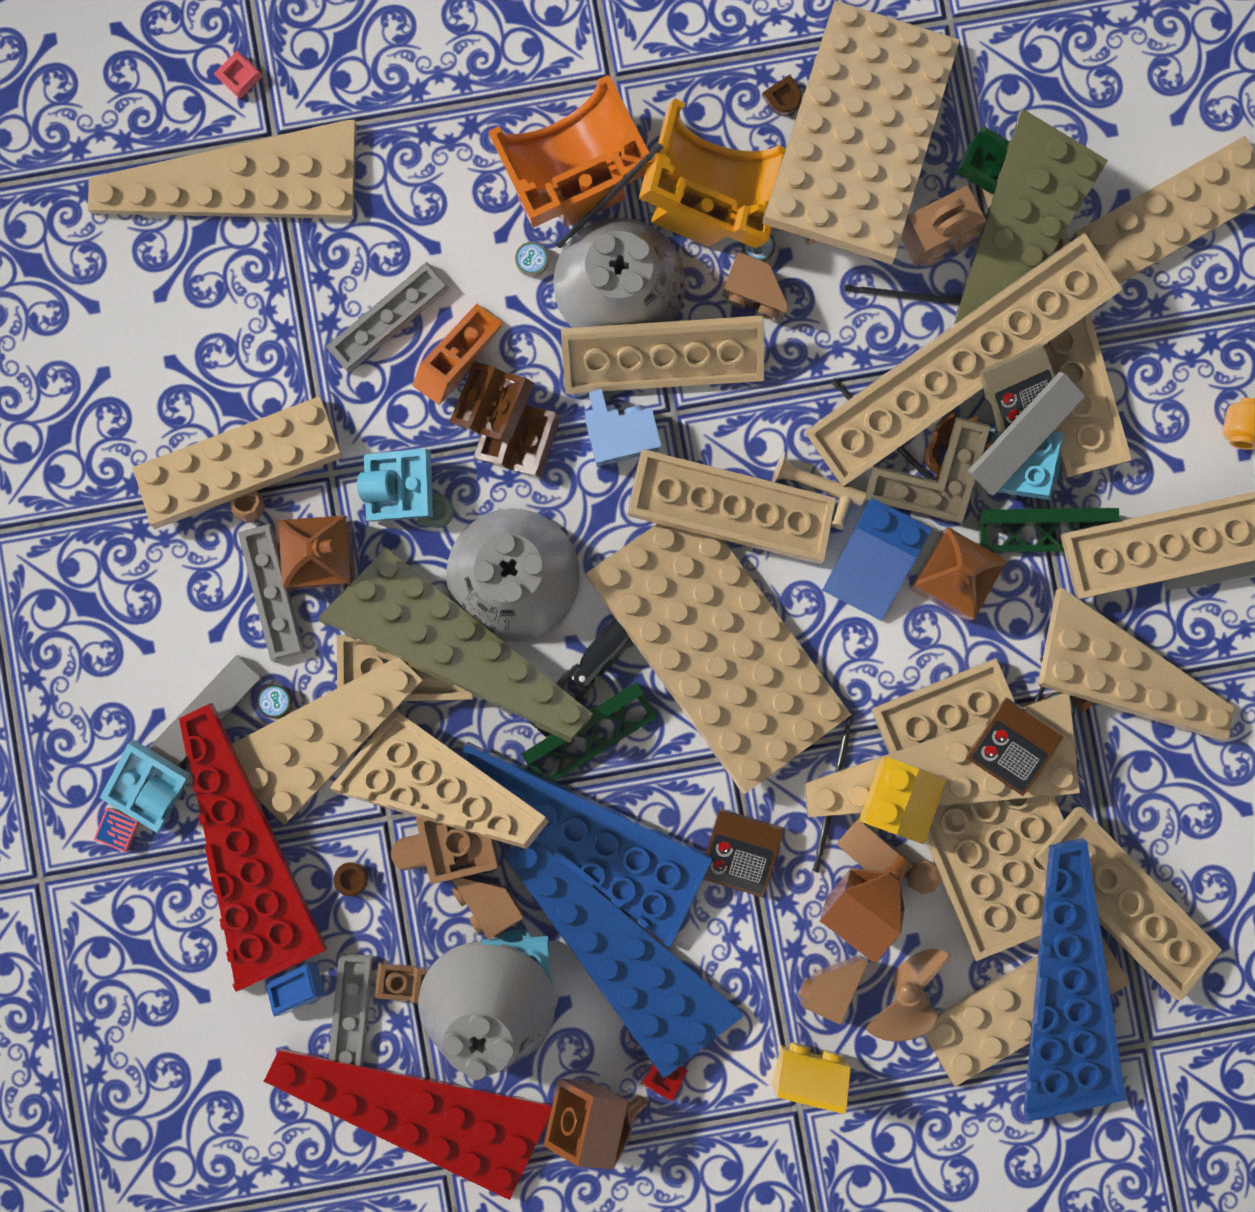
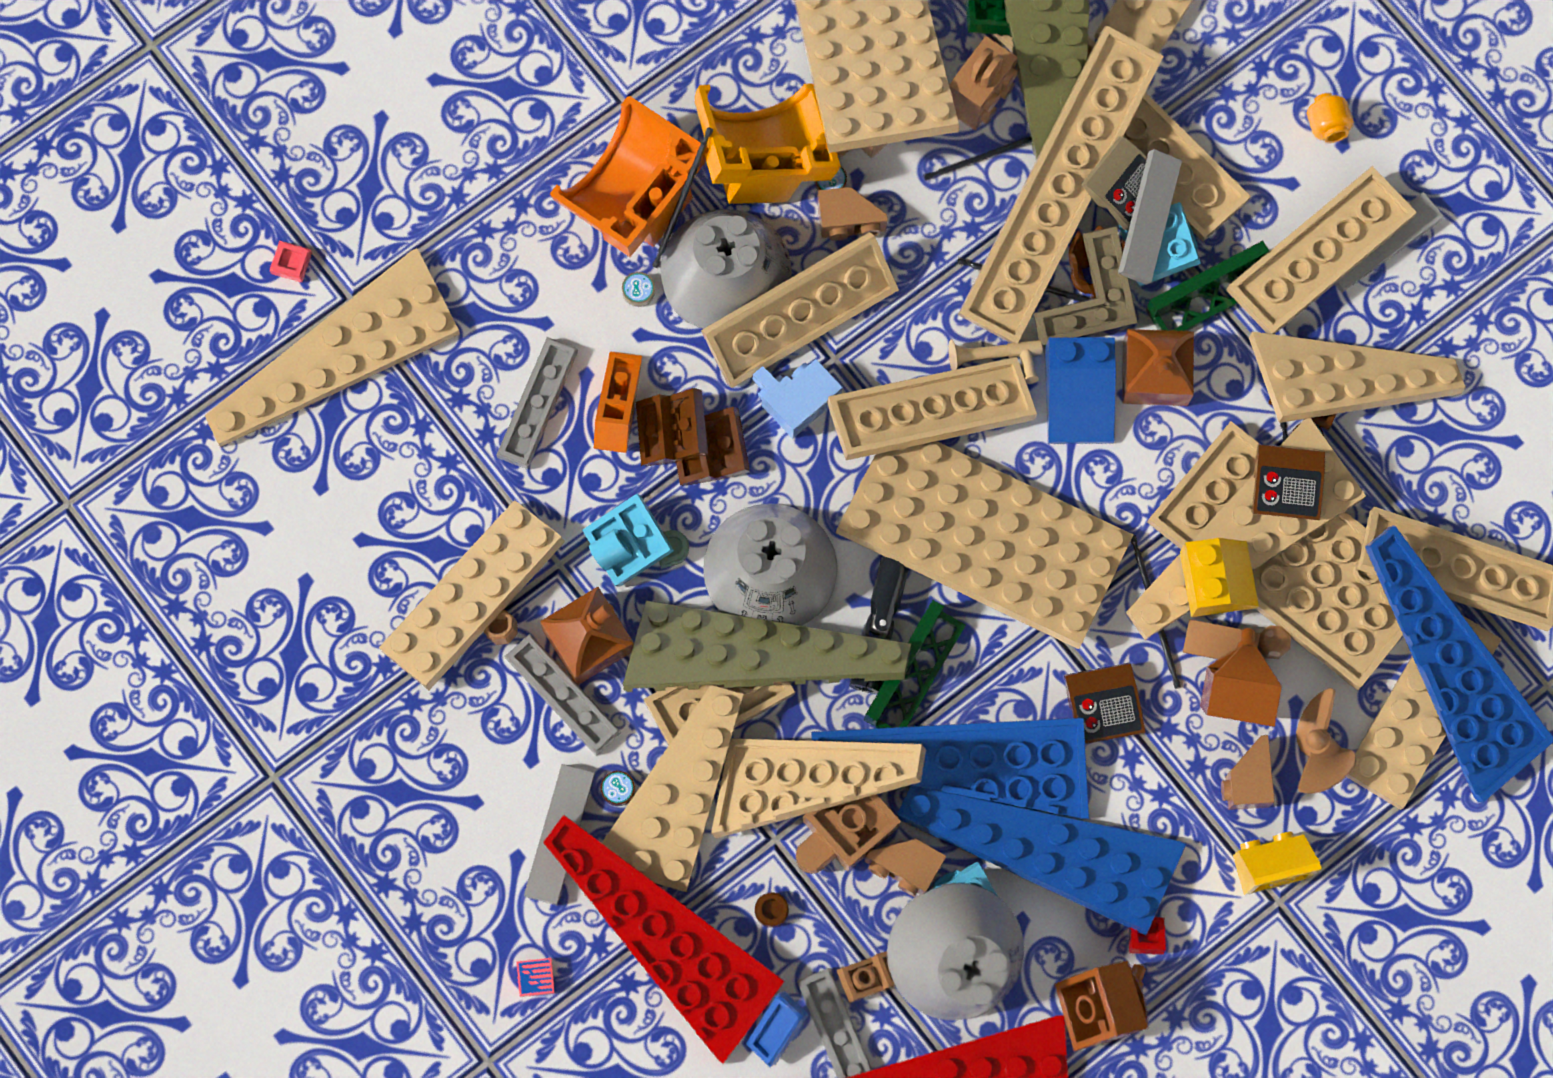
camera: 30 degrees left, 10 degrees down
(145, 786) = (542, 921): medium azure plate -> none
(783, 97) = (782, 44): reddish brown tile -> none

